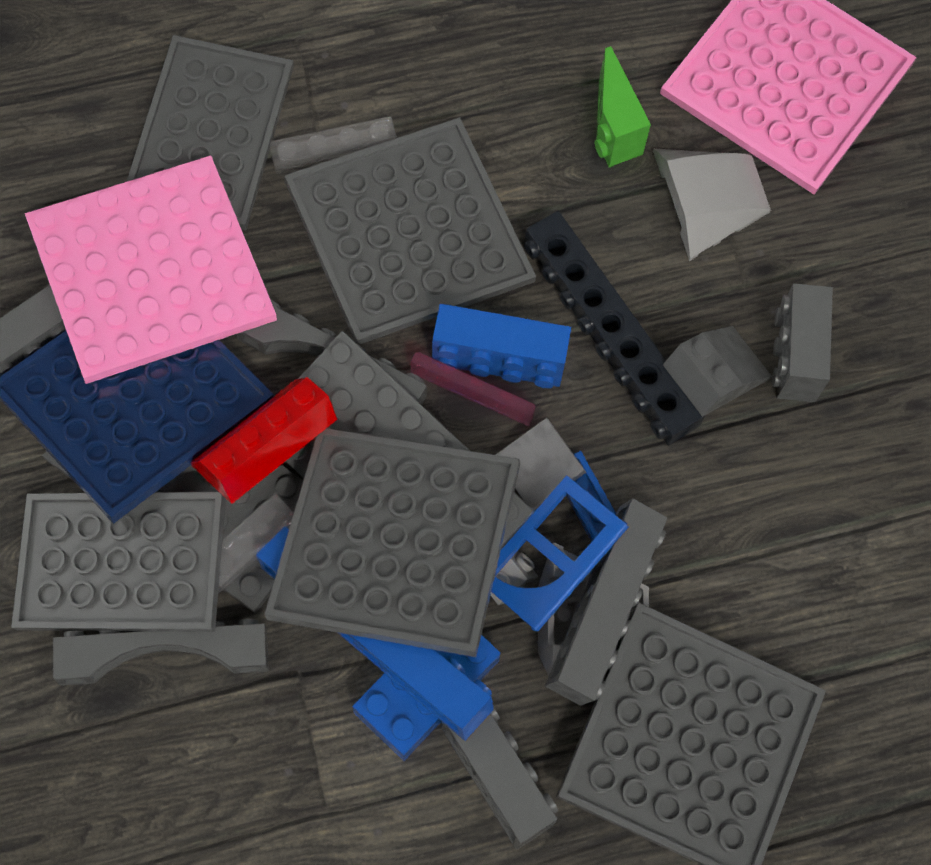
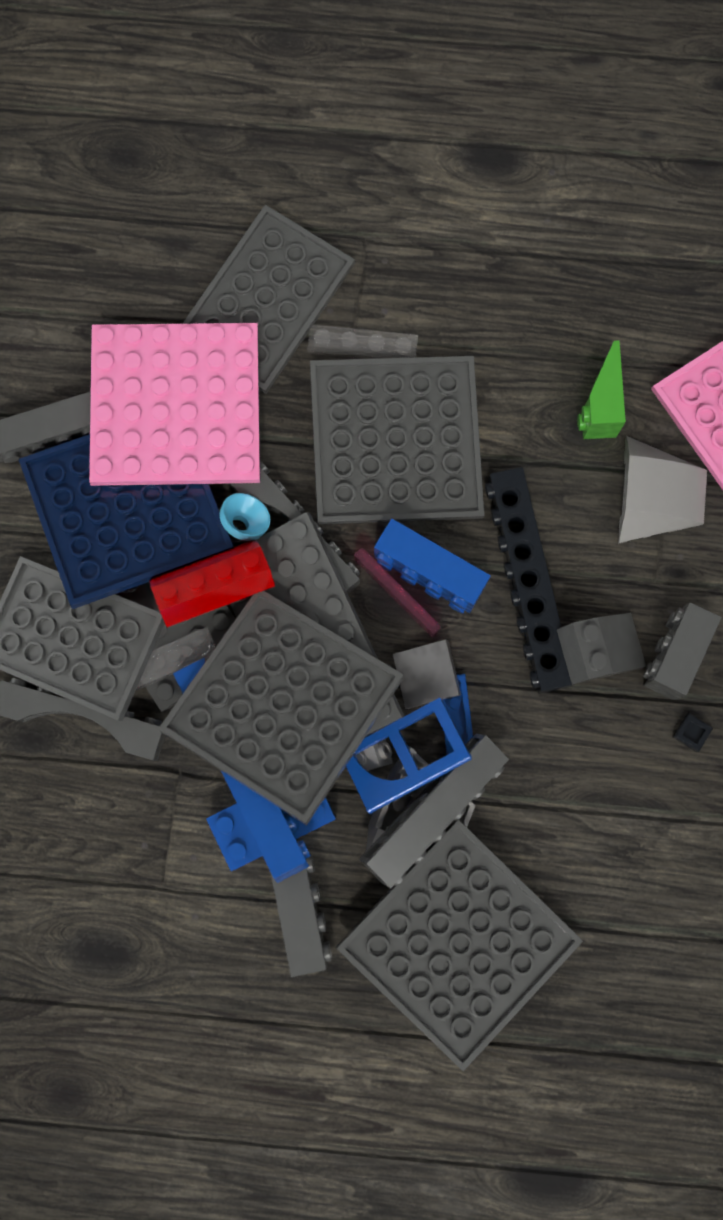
camera: 30 degrees right, 10 degrees up
(275, 355) = (249, 511): none -> medium azure piece
(849, 428) = (692, 732): none -> black tile

